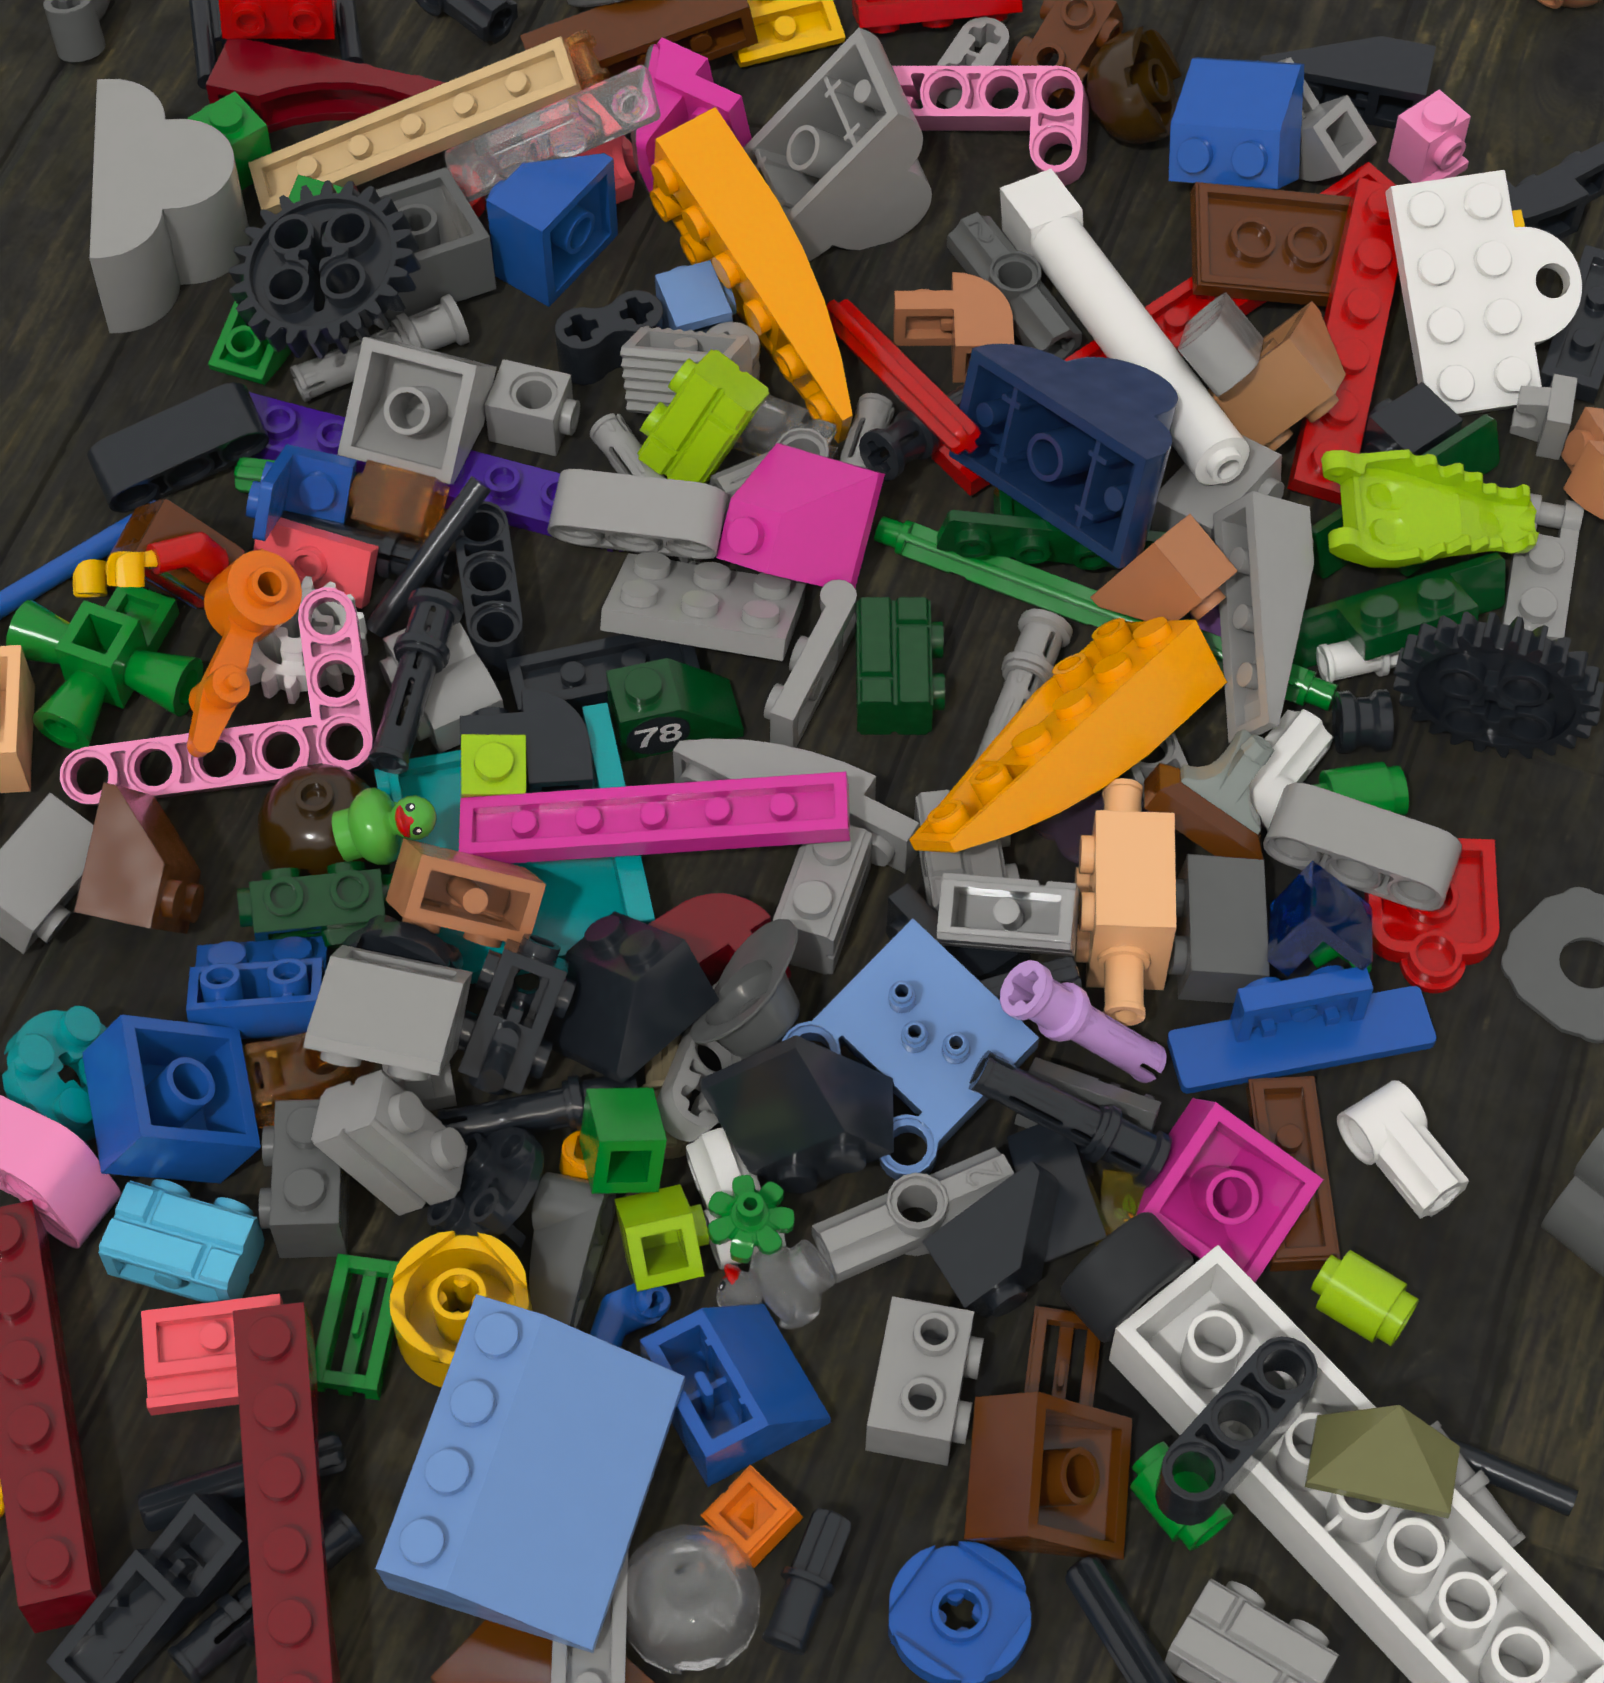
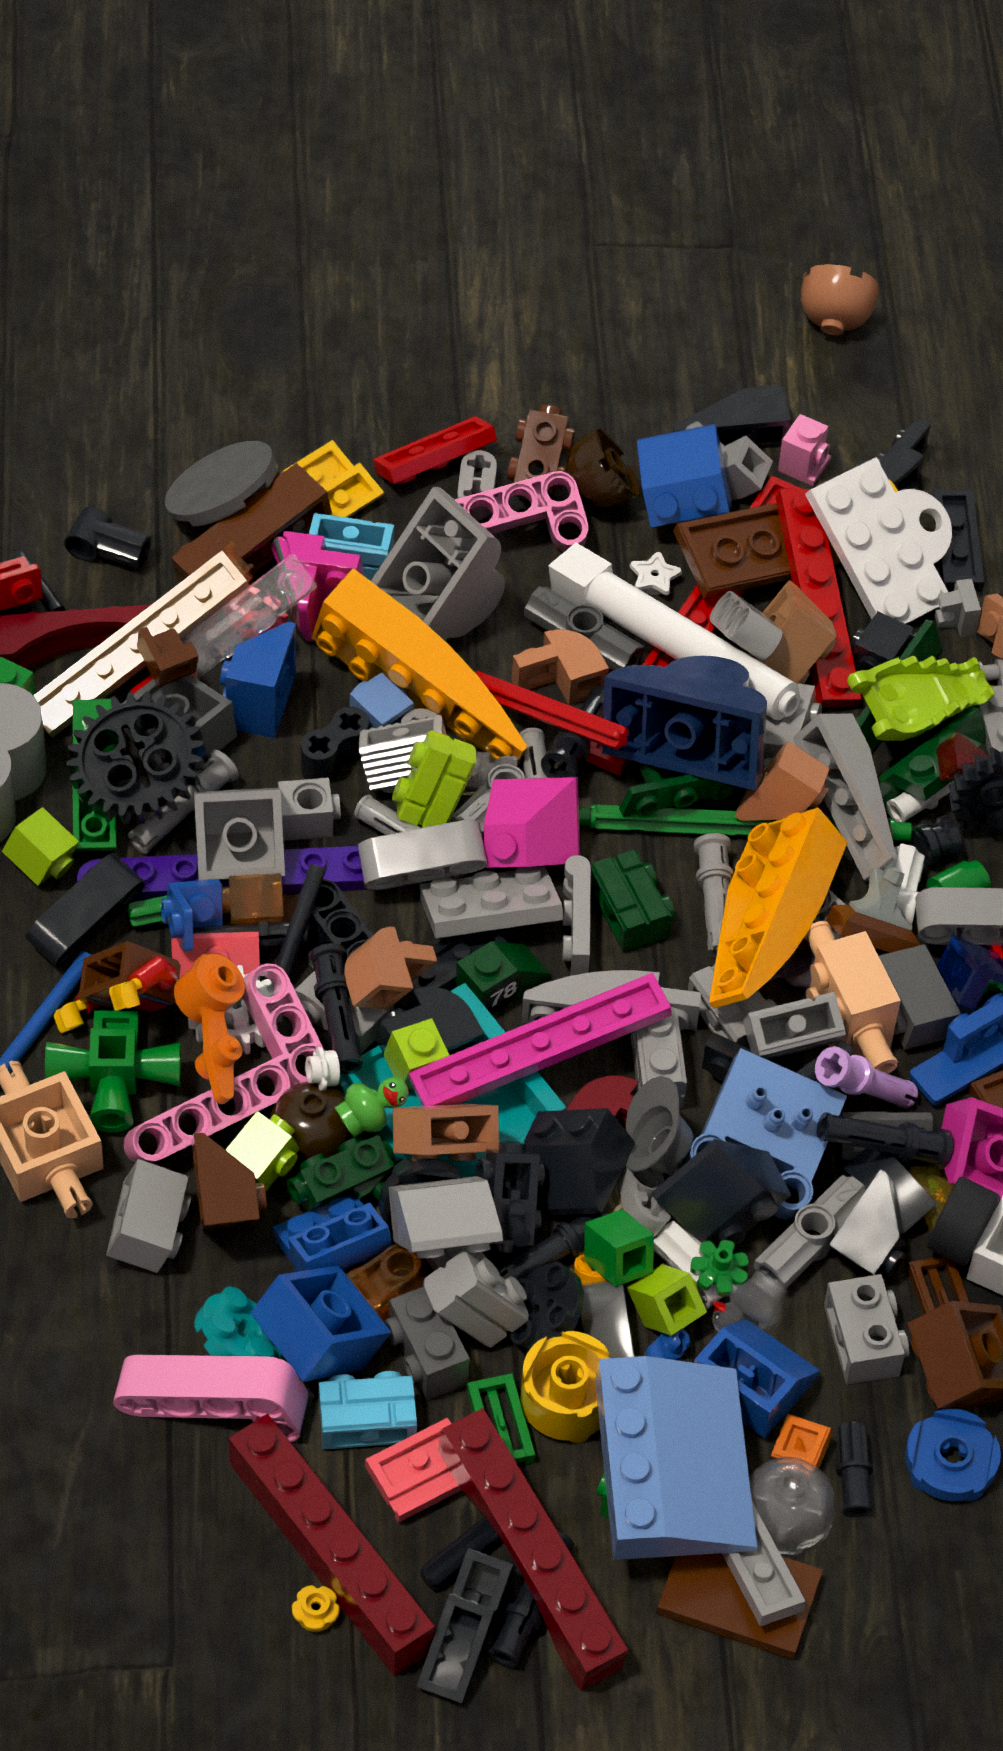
camera: 25 degrees left, 5 degrees down
(165, 349) = (41, 847): none -> lime brick
(220, 836) = (265, 1148): none -> brick
(350, 754) = (323, 1068): none -> white plate
(432, 152) = (166, 655): none -> reddish brown panel
(493, 640) = (384, 969): none -> nougat brick
(756, 75) = (356, 537): none -> medium azure brick
(1144, 259) = (654, 584): none -> white plate
(1425, 605) = (954, 753): none -> clear red slope

